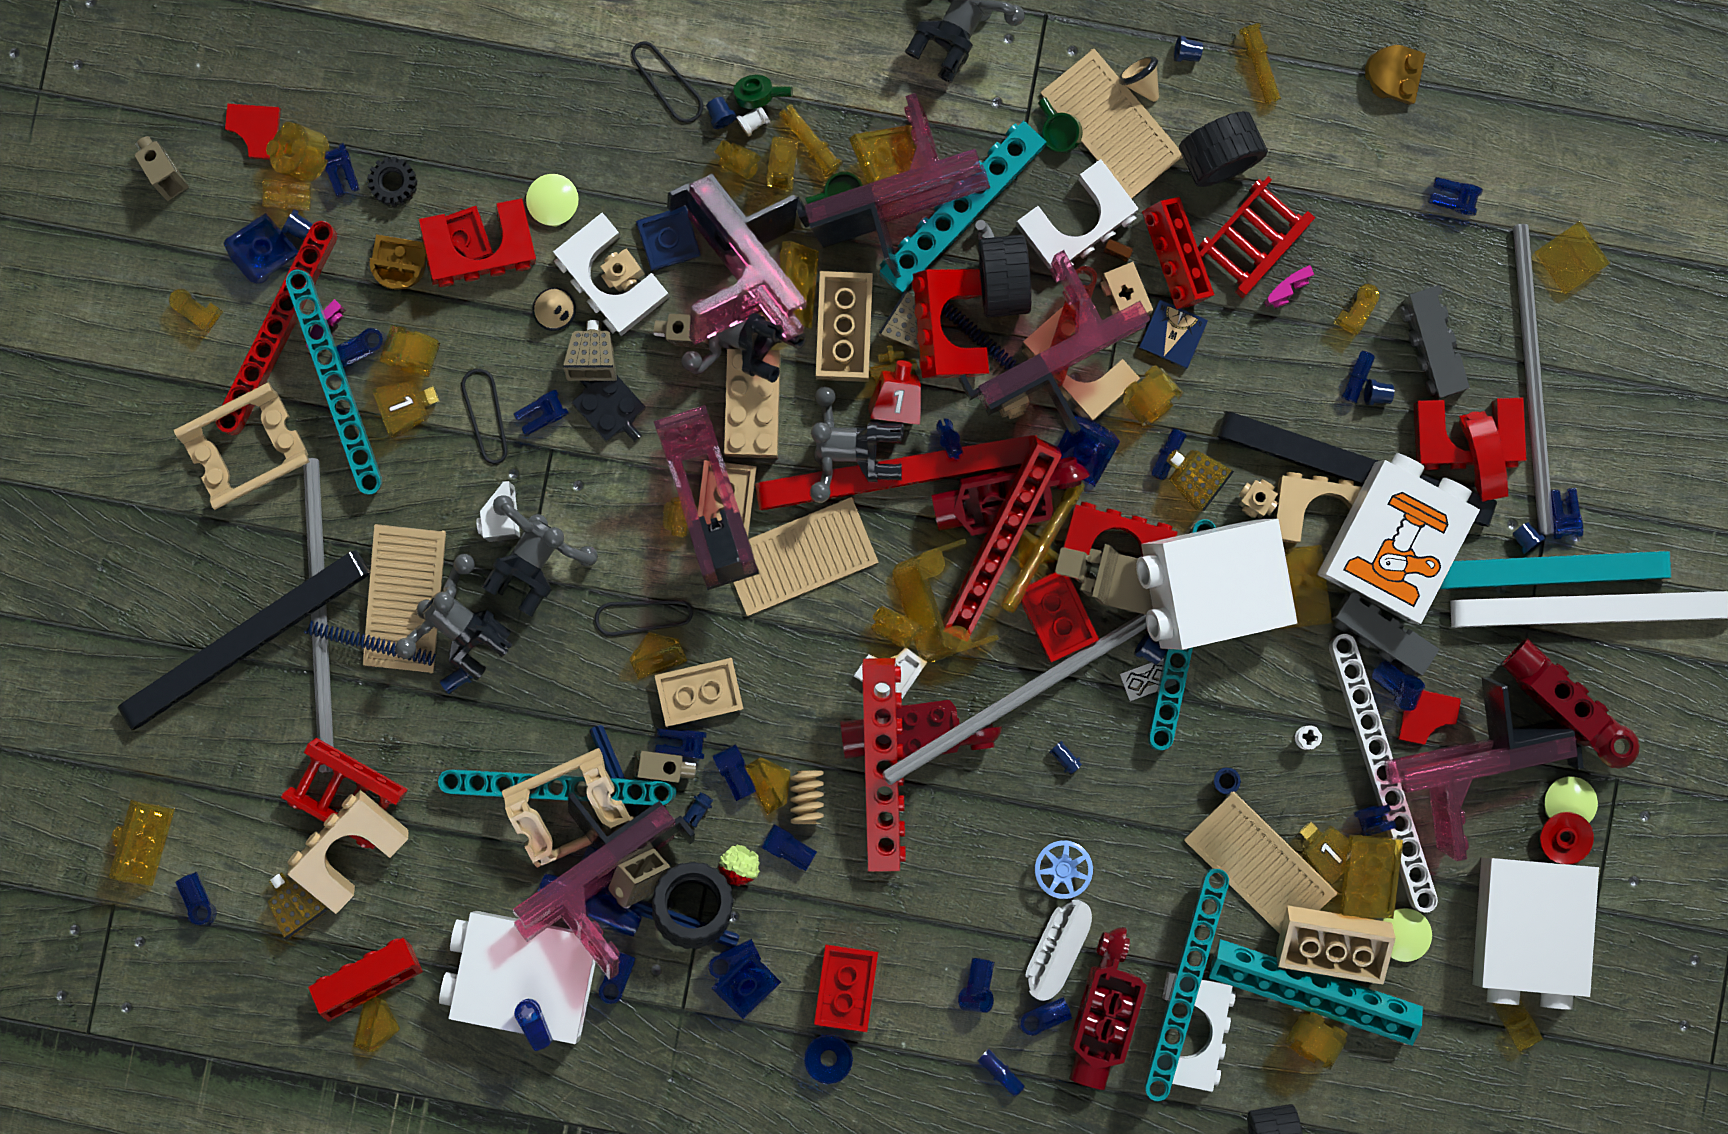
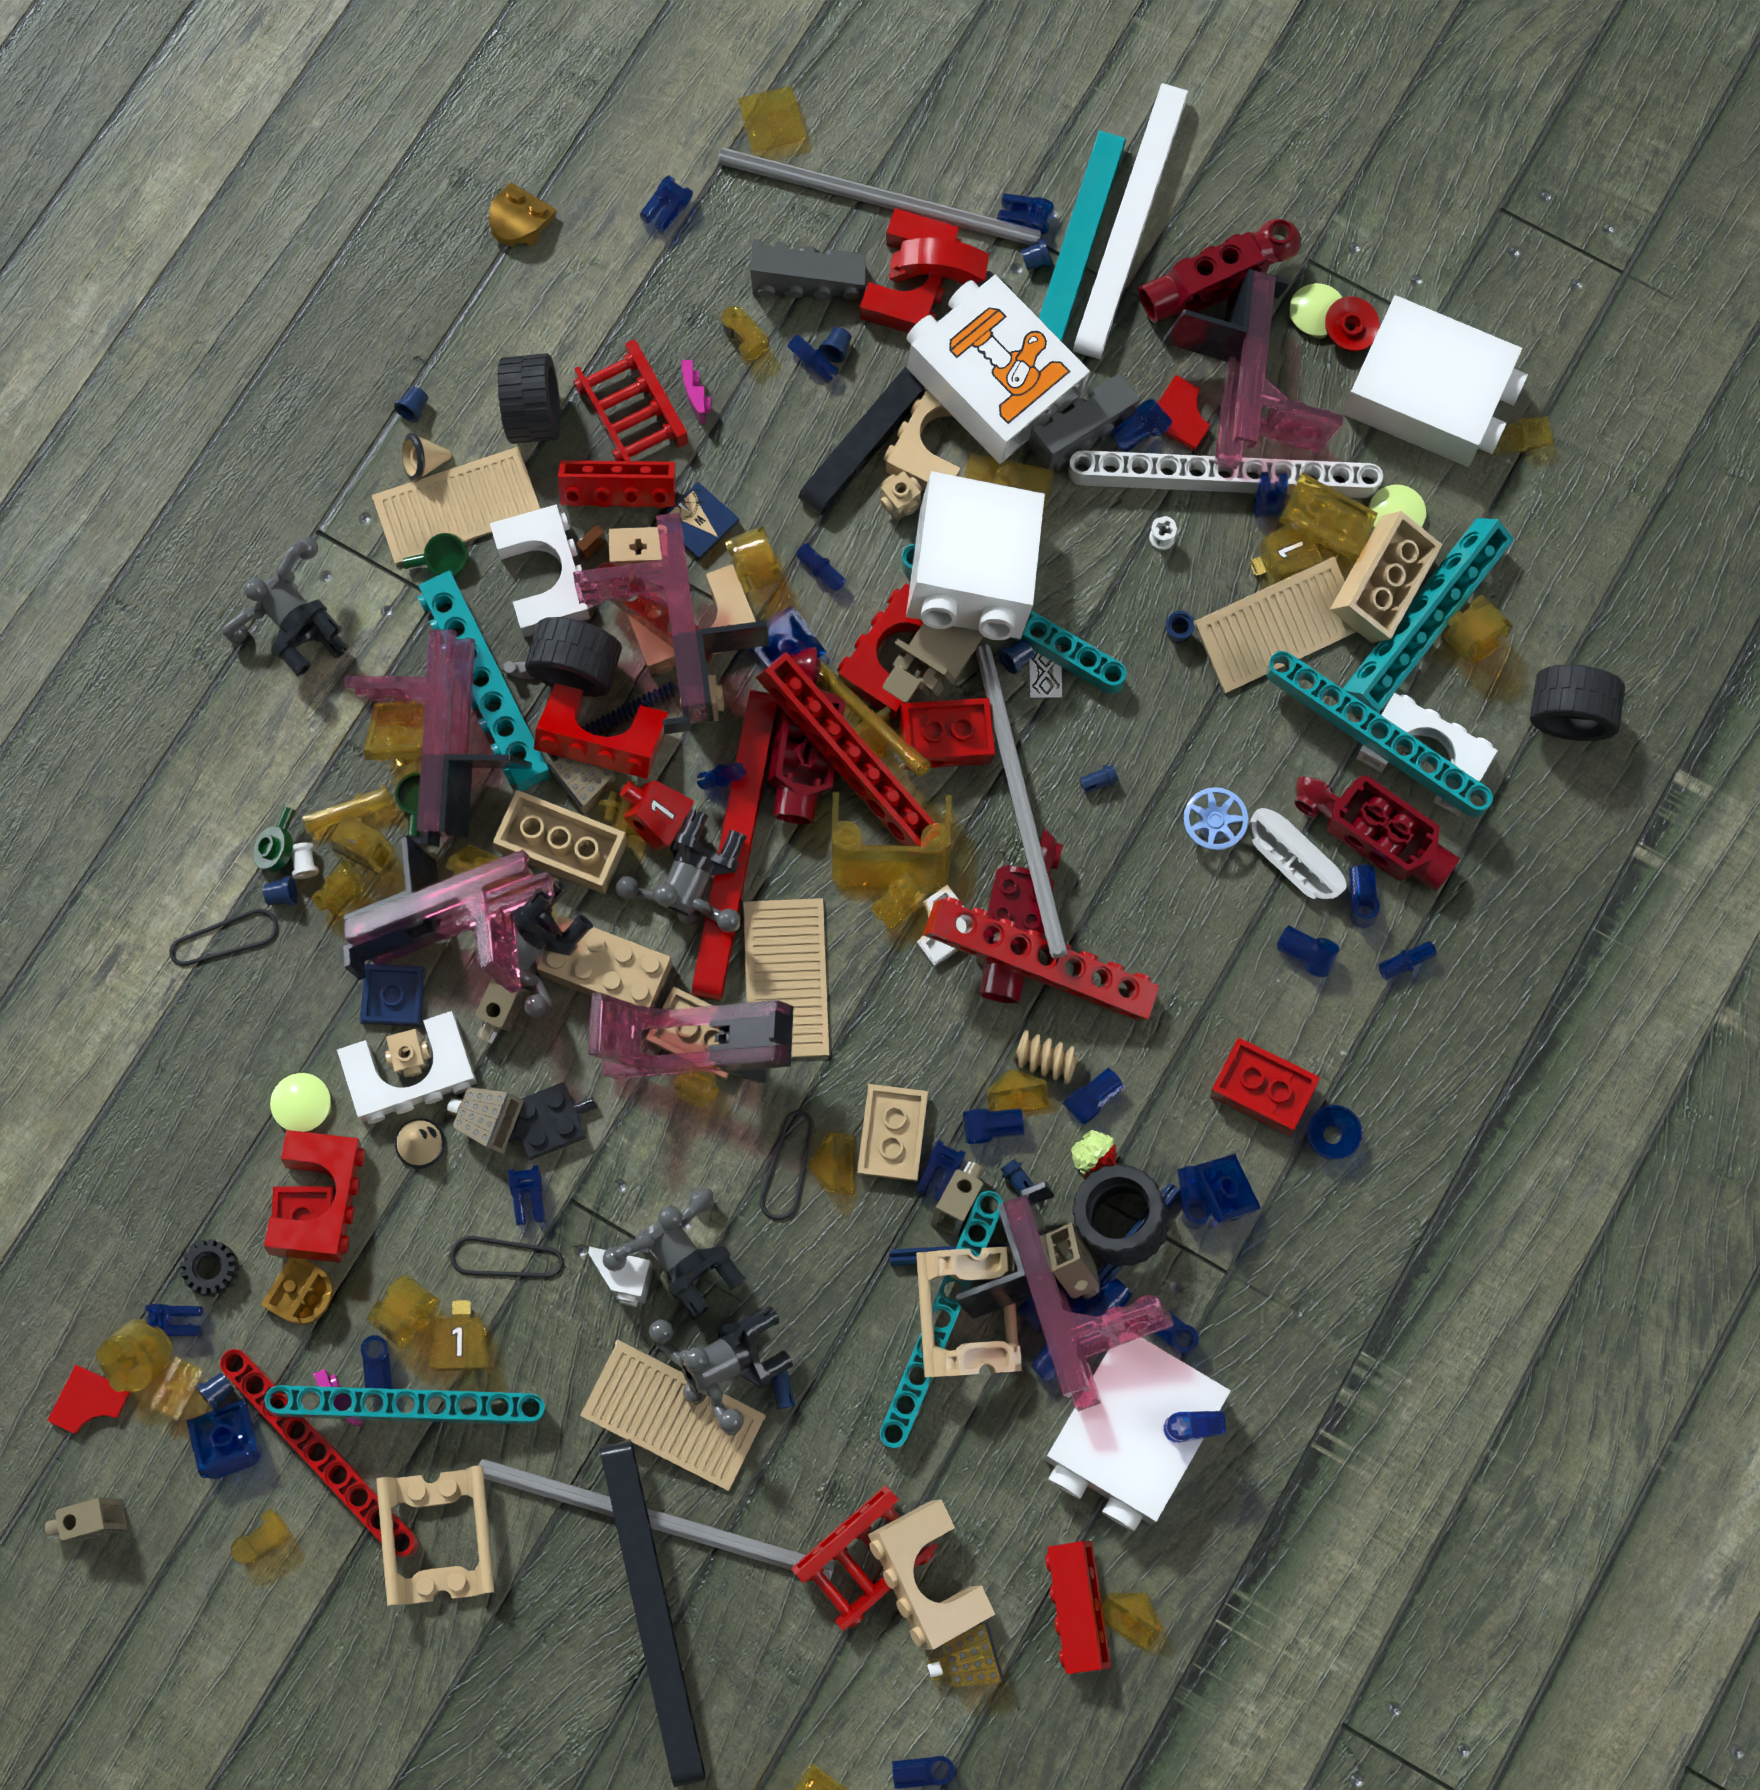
camera: 70 degrees left, 10 degrees down
(366, 644) = (694, 1480): dark blue piece -> none
(1197, 477) = (856, 545): clear yellow torso -> none
(1257, 51) = (442, 338): clear yellow pin -> none

